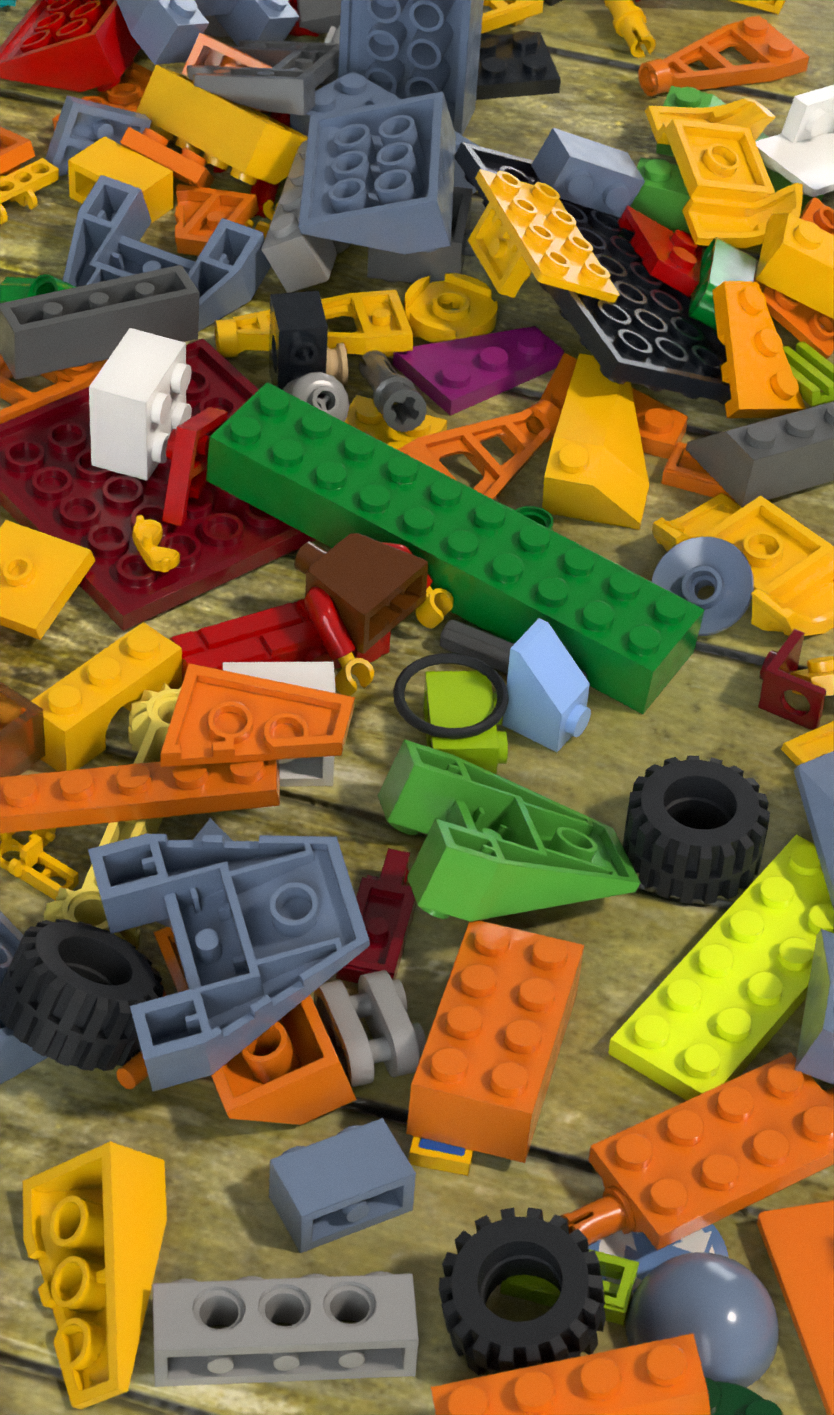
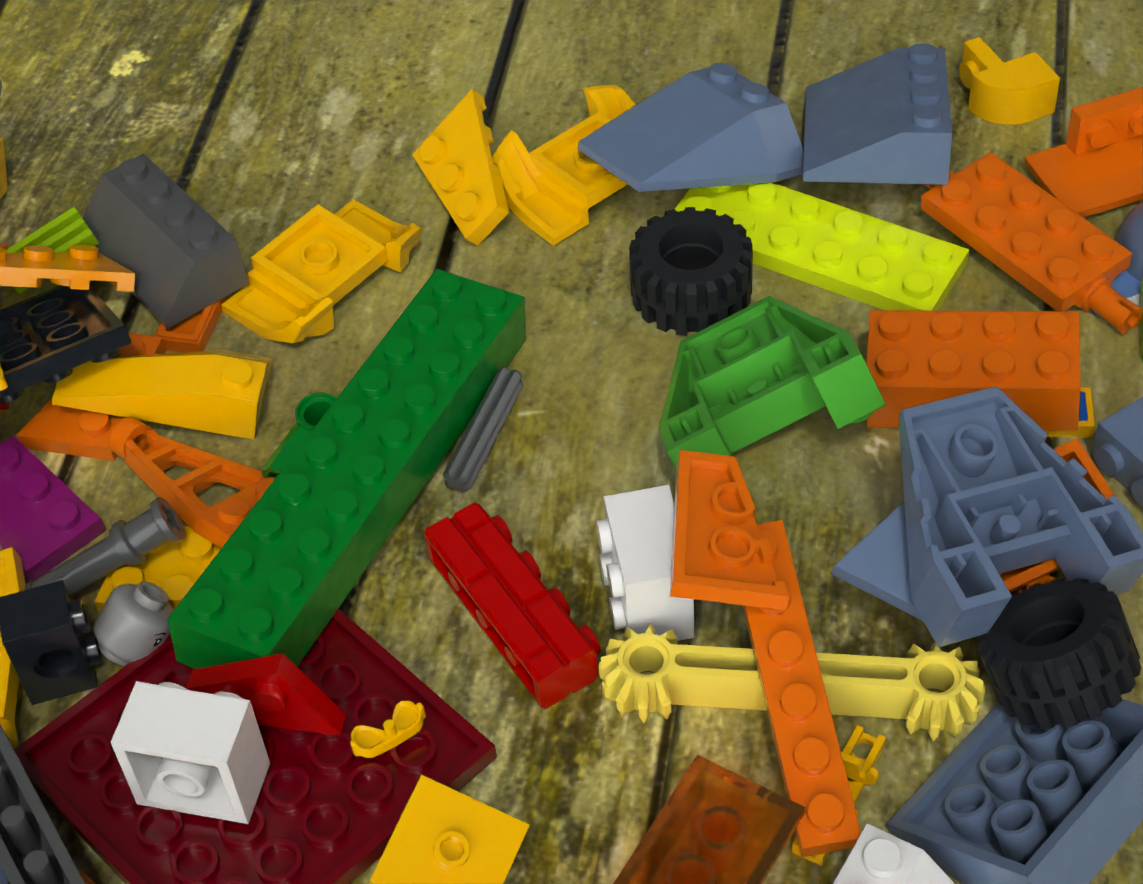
camera: 90 degrees left, 5 degrees up
(88, 698) = (590, 712): yellow arch -> none
(361, 595) = (472, 512): reddish brown torso -> none
(387, 913) = (841, 476): dark red hinge -> none
(442, 732) = (584, 476): black tyre -> none
(461, 701) = (596, 447): lime brick -> none
(545, 689) = (547, 386): light blue slope -> none
(708, 563) = (378, 277): sand blue dish -> none
(778, 680) = (482, 239): dark red bracket -> none

